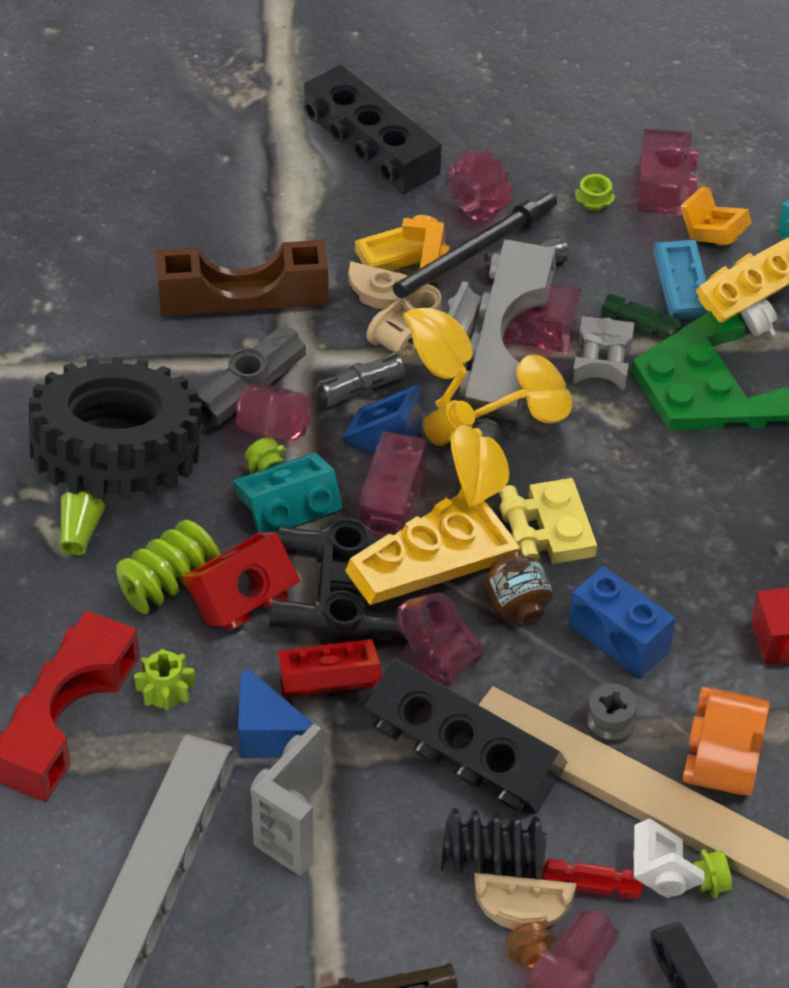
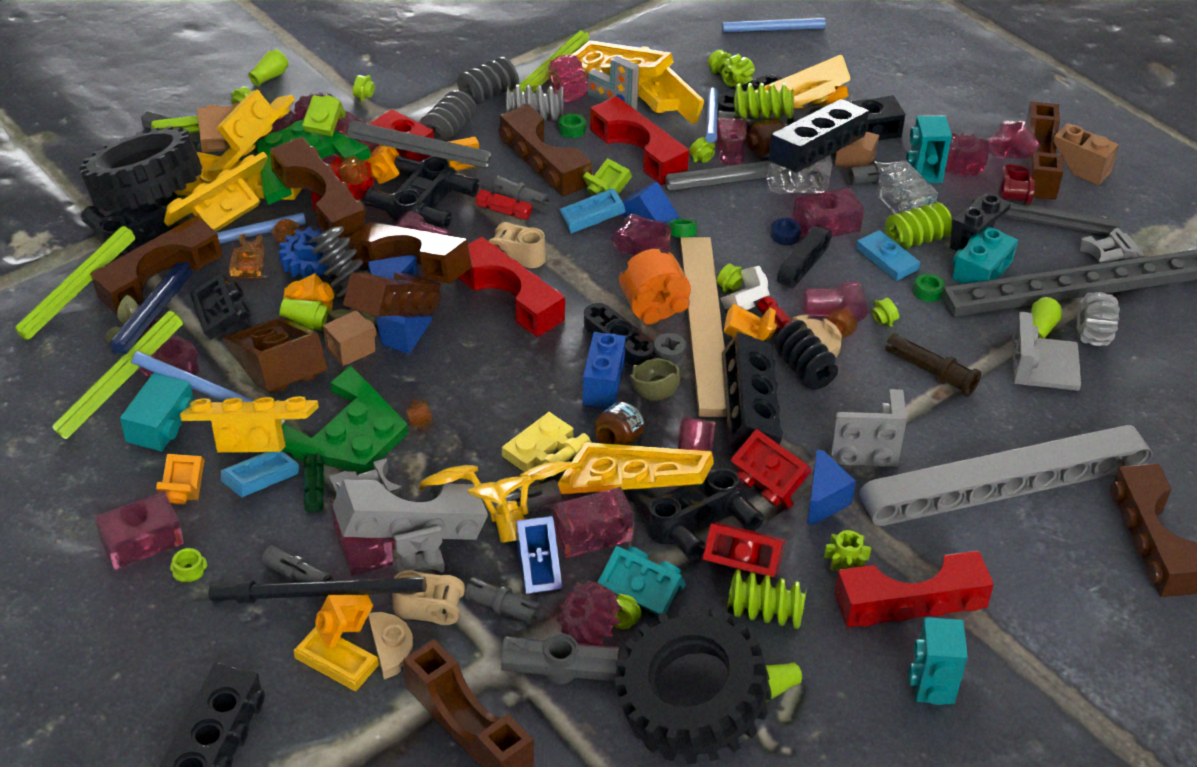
camera: 125 degrees left, 5 degrees down
(479, 185) = (244, 620): clear pink gear -> none
(569, 662) = (655, 379): none -> olive hair
(598, 824) = (750, 324): none -> light orange bracket
(675, 445) = (419, 414): none -> clear orange plate
(701, 675) = (615, 322): none -> black beam

